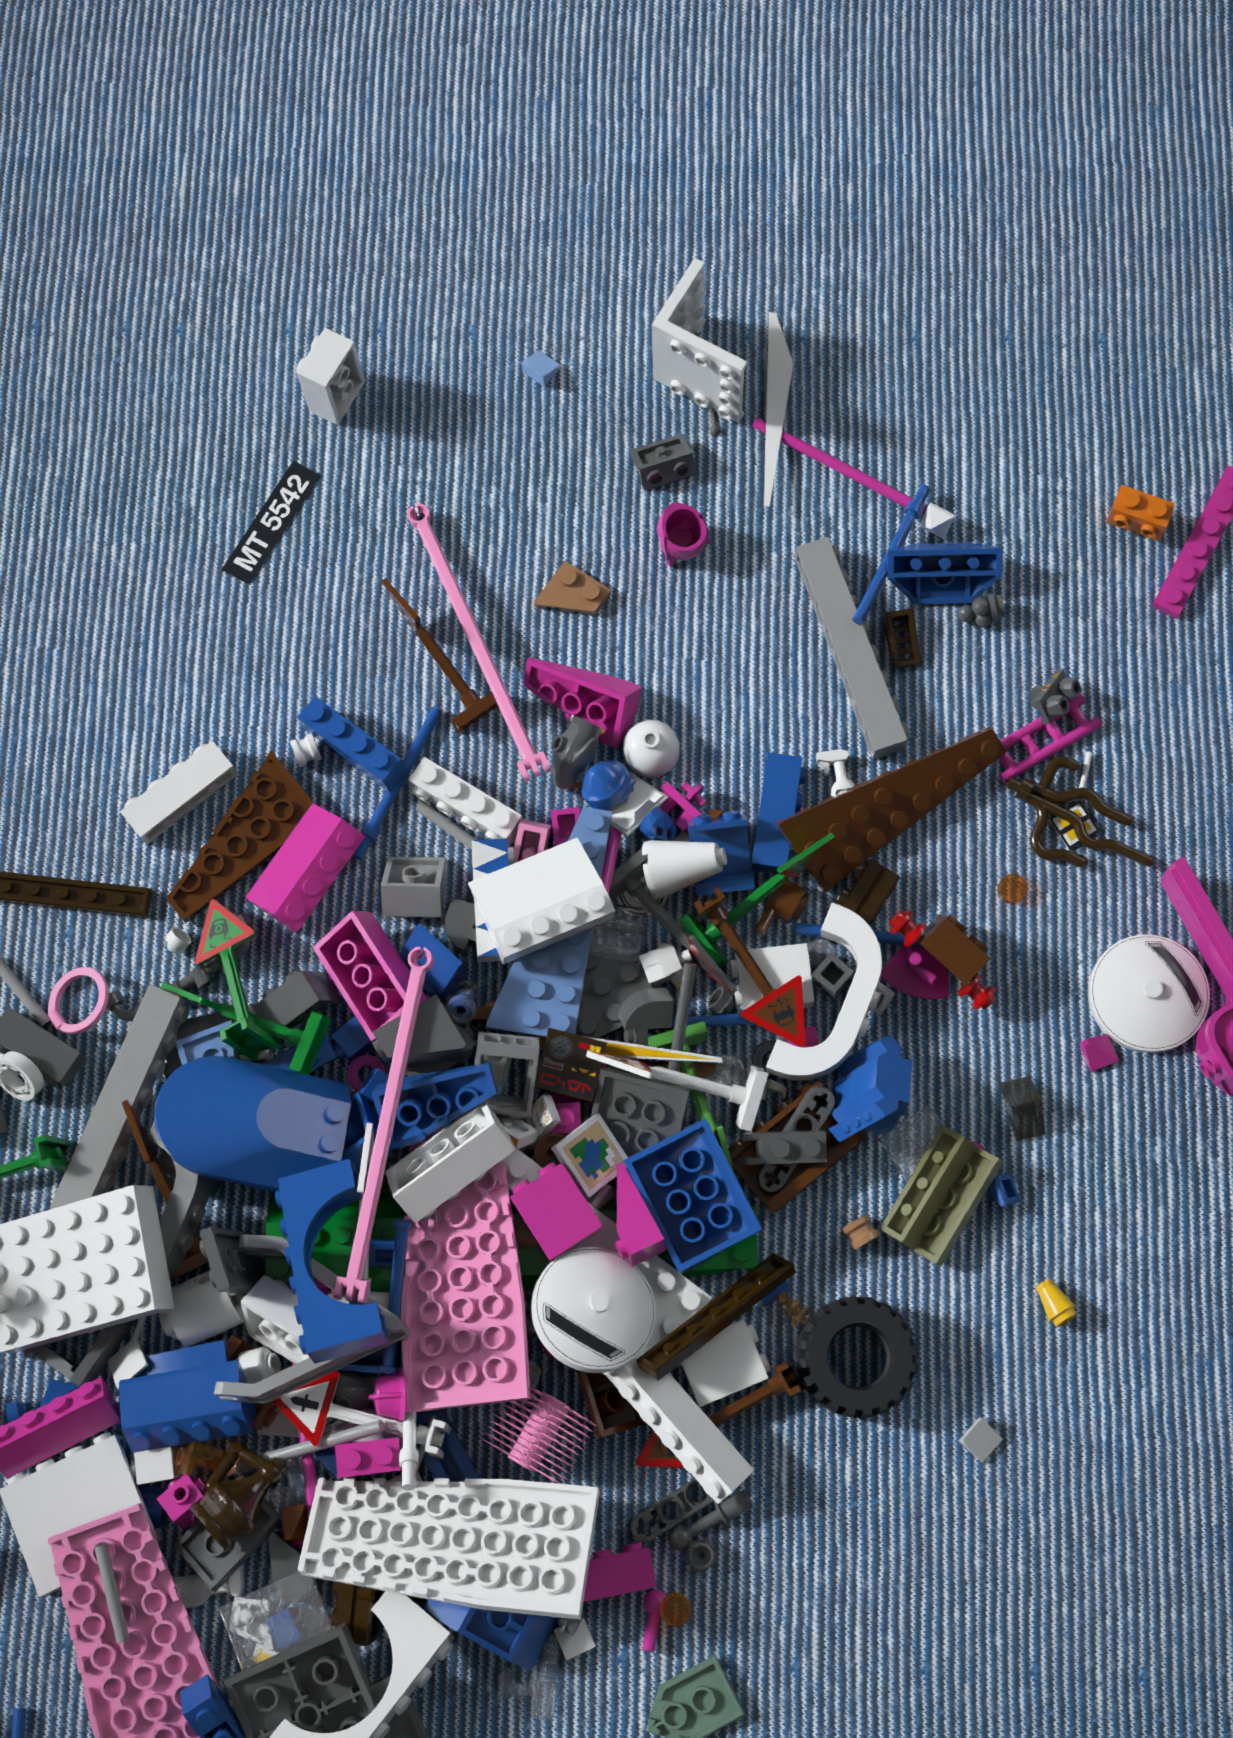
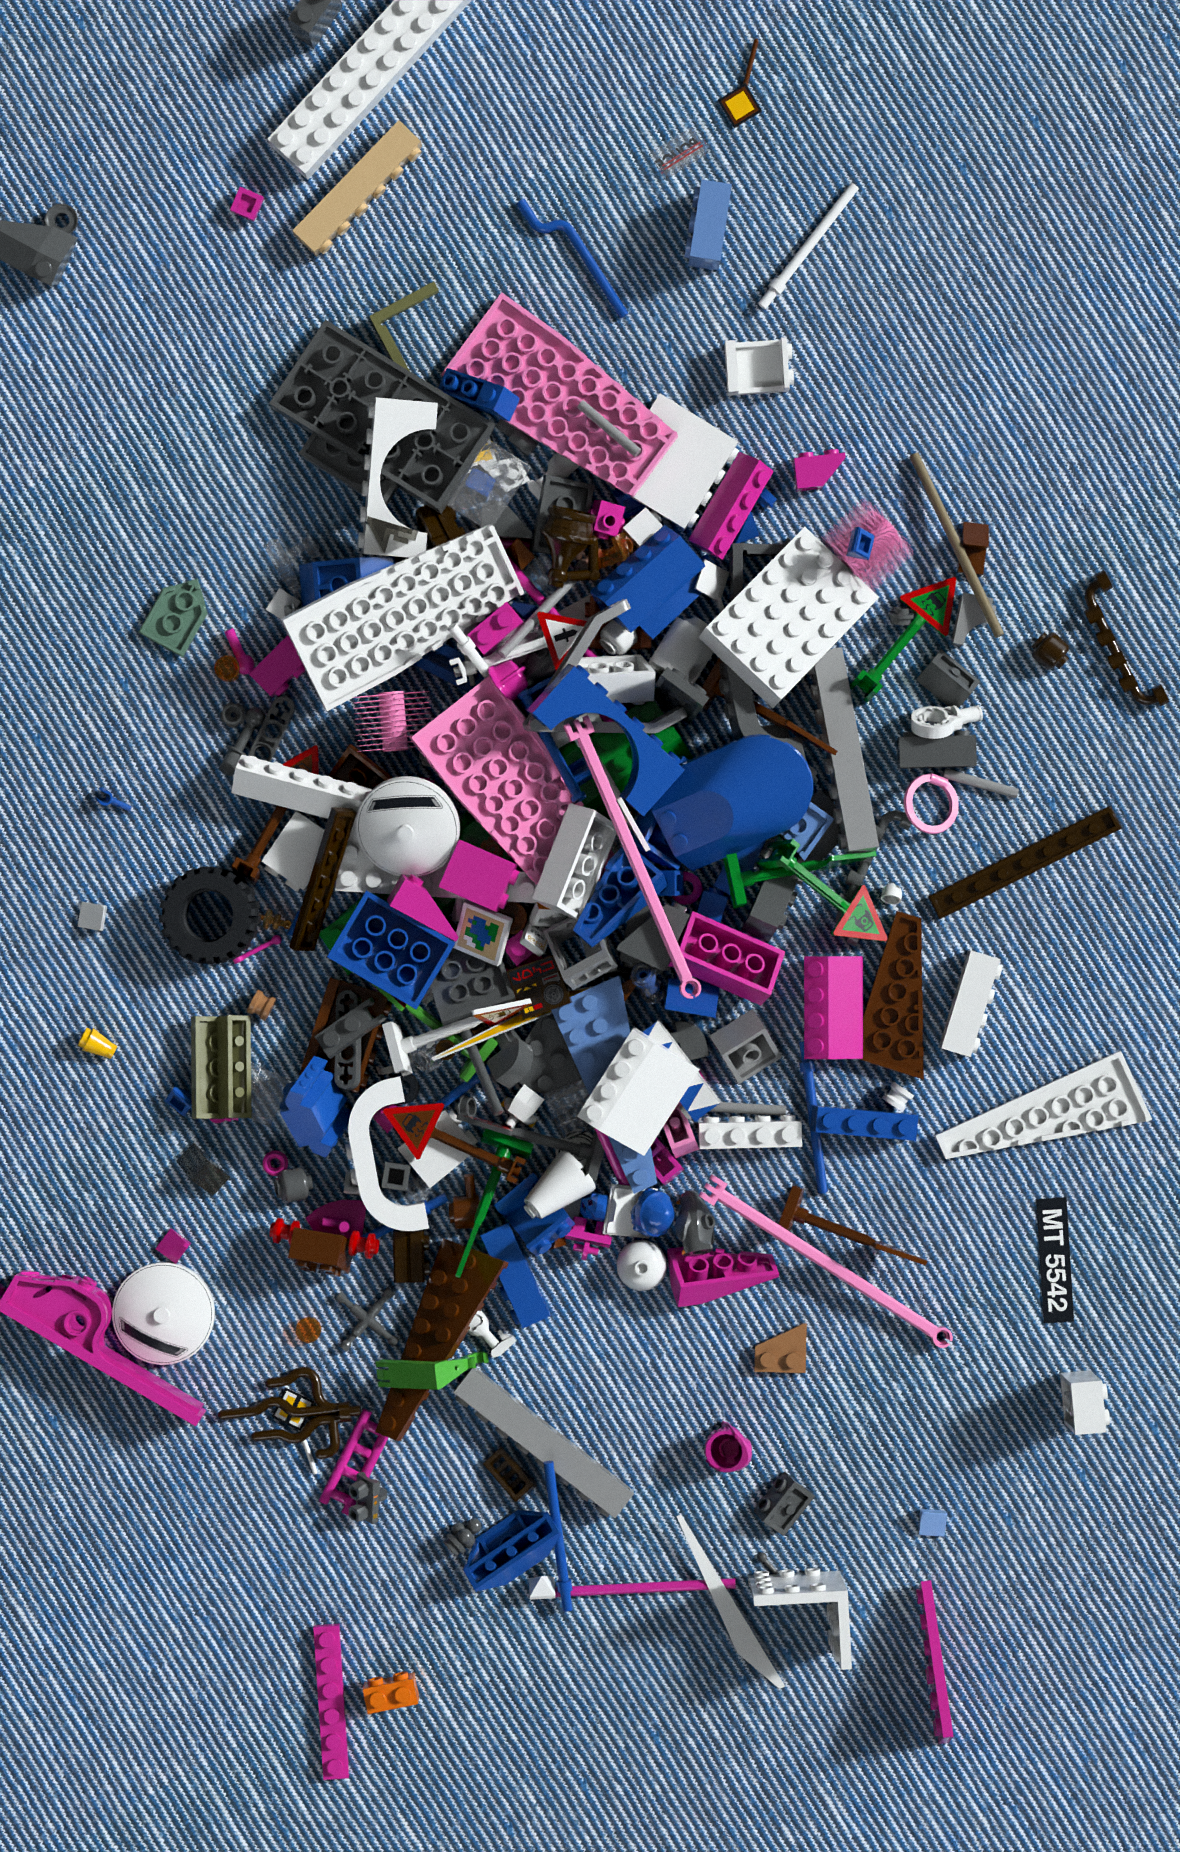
camera: 140 degrees right, 15 degrees up
(146, 642) = (1077, 1103): none -> white wing
(216, 1651) = (517, 438): none -> dark grey bar
(411, 1643) = (381, 532): none -> clear smoke slope
(624, 238) = (935, 1671): none -> dark pink wing
(805, 1290) = (276, 939): none -> dark pink hinge
(887, 1552) = (109, 799): none -> blue hand
(924, 766) = (425, 1373): none -> bright green hinge
(941, 1034) = (293, 1185): none -> dark grey head
(948, 863) = (367, 1319): none -> dark grey piece
(949, 1059) = (267, 1162): none -> dark pink plate

